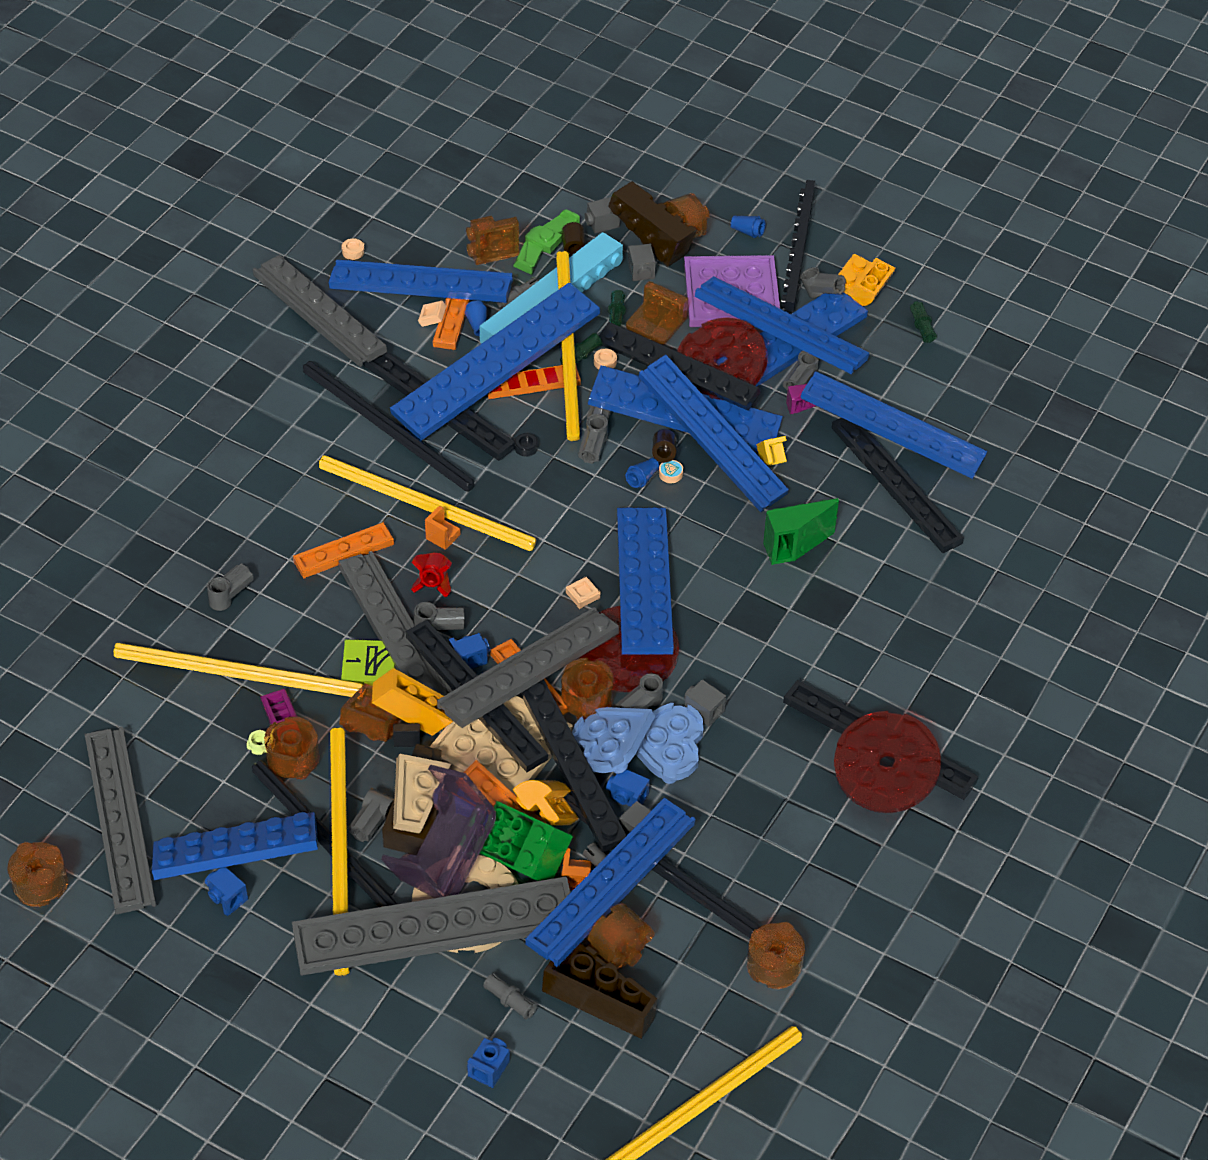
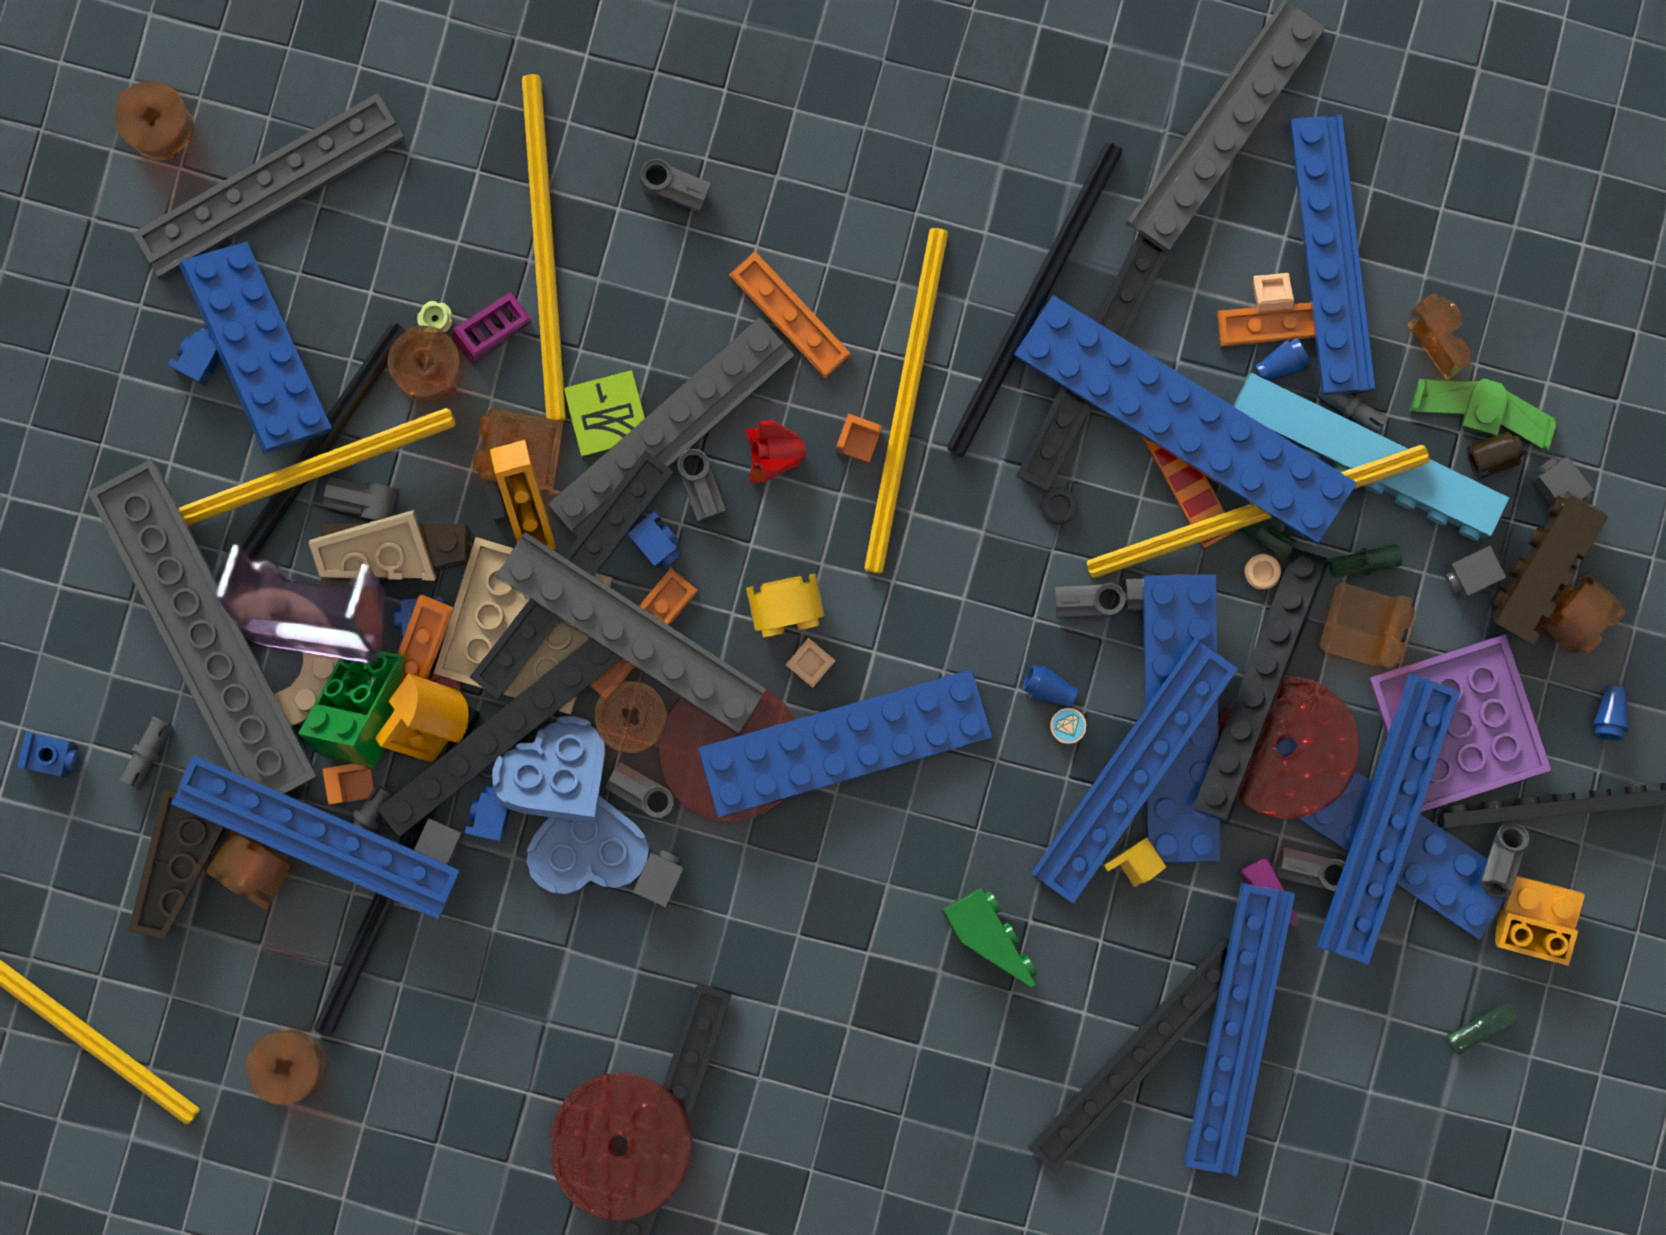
camera: 75 degrees right, 35 degrees up
(353, 249) = (1378, 130): light nougat tile -> none
(540, 585) = (786, 604): none -> yellow brick
(664, 445) = (1102, 706): dark brown brick -> none

